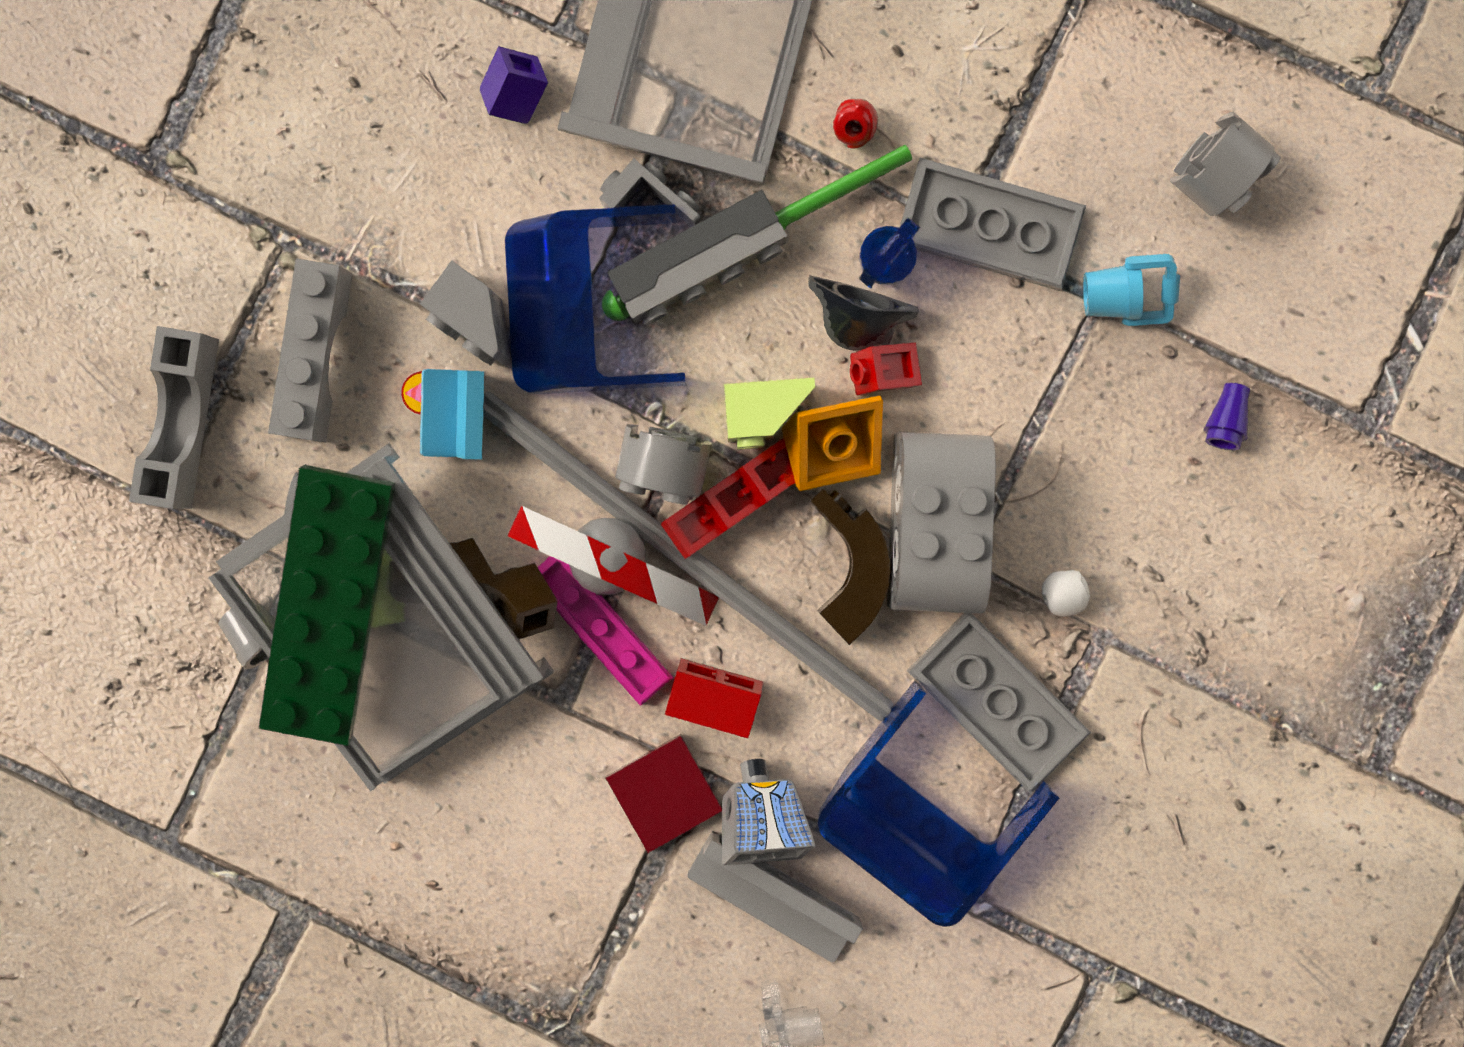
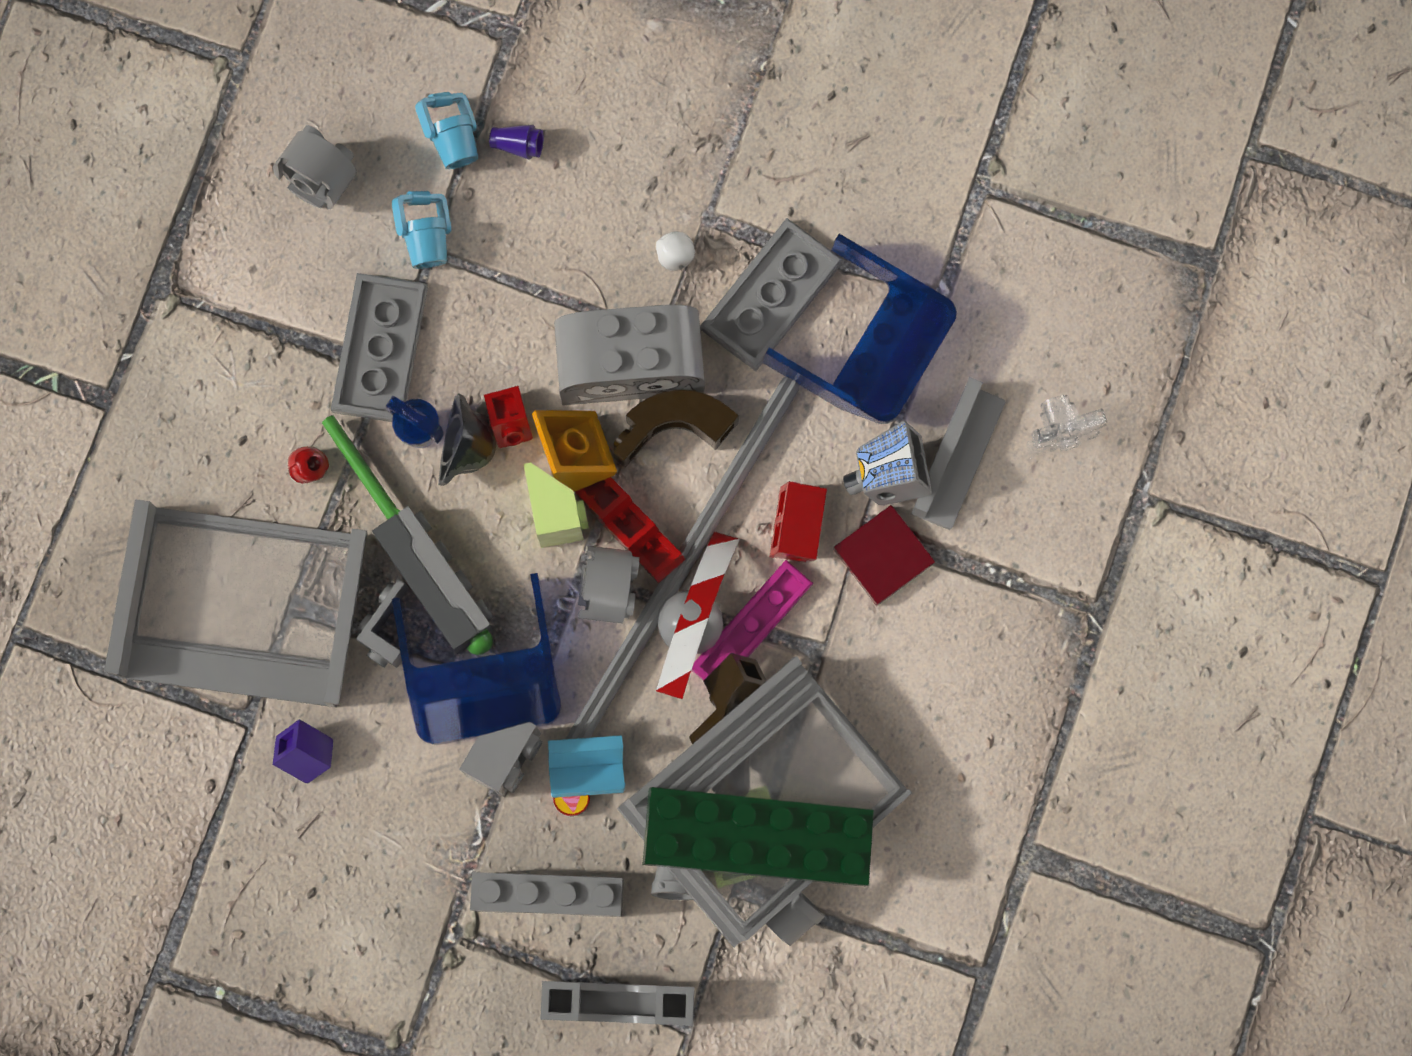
camera: 105 degrees left, 10 degrees down
(1247, 339) = (452, 135): none -> medium azure piece

